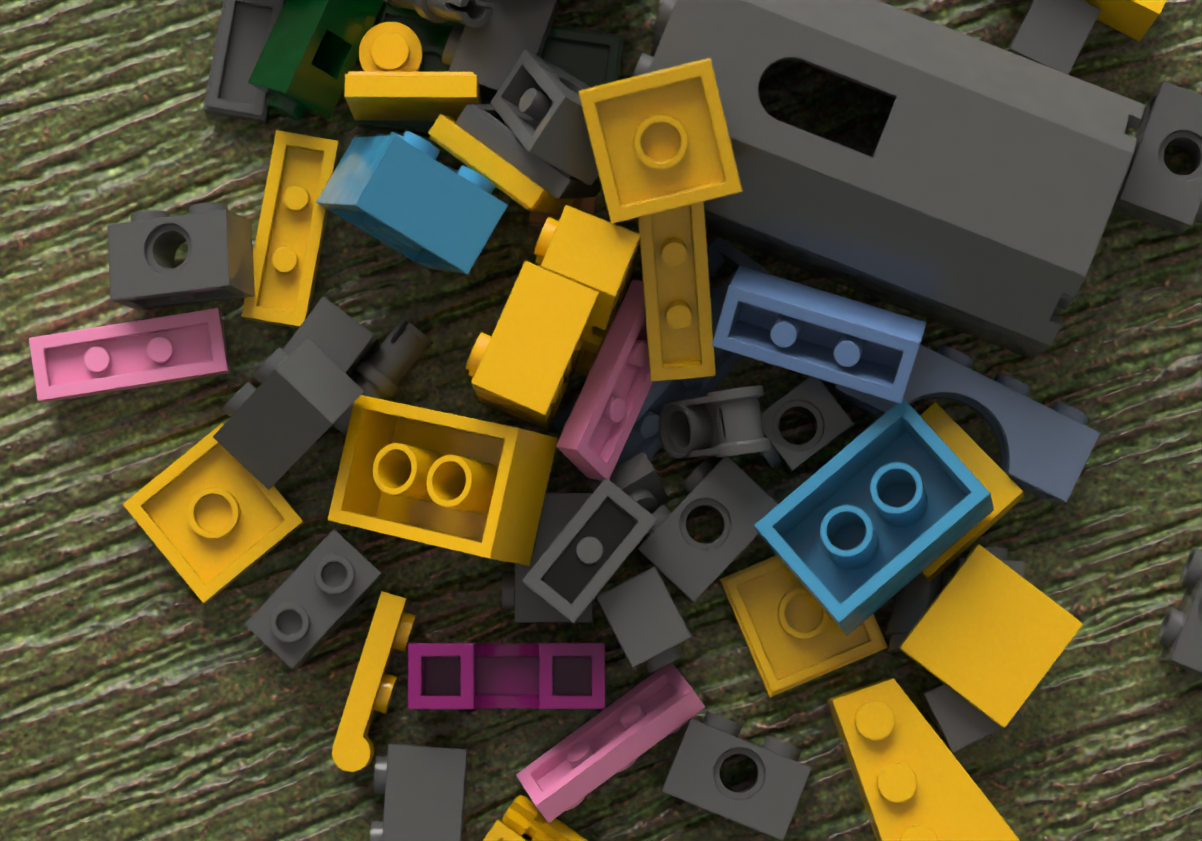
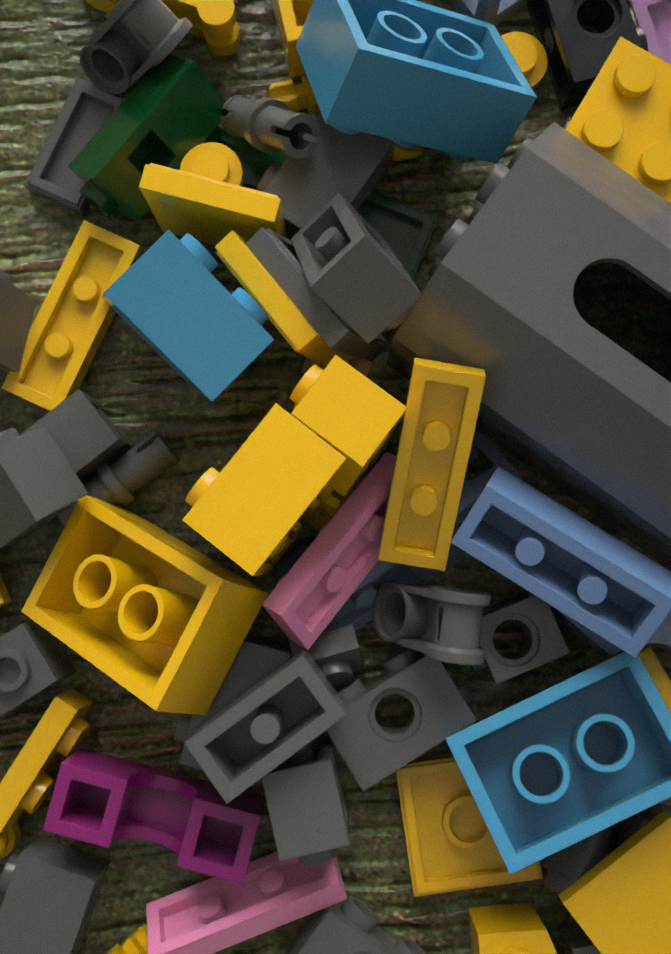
camera: 20 degrees right, 0 degrees up
(660, 140) = (457, 309): yellow plate -> none

